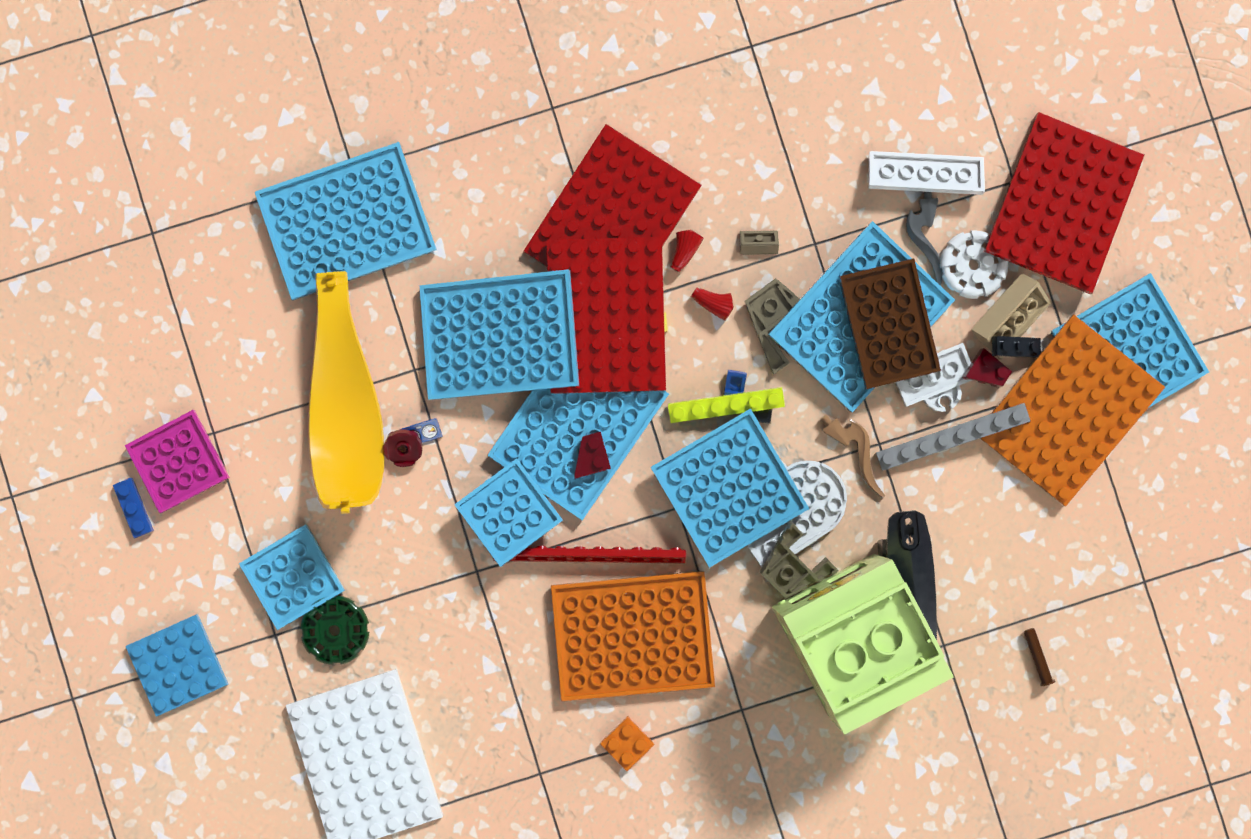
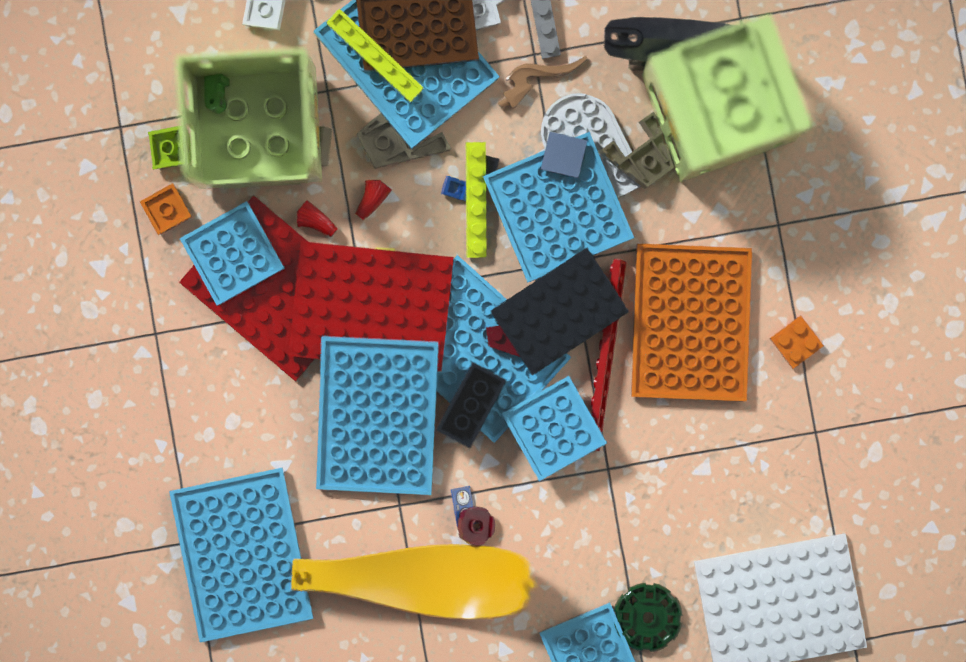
camera: 80 degrees left, 0 degrees up
(520, 427) = (471, 405): none -> black brick
(625, 502) = (559, 311): none -> black plate
(640, 171) = (232, 253): none -> medium azure plate
(676, 101) = (165, 209): none -> orange plate
(737, 97) = (166, 147): none -> lime slope
(775, 167) = (267, 128): none -> yellowish green piece
(782, 486) = (563, 155): none -> sand blue tile
(797, 132) = (215, 92): none -> bright green leg
(856, 284) = (374, 55): none -> neon yellow plate

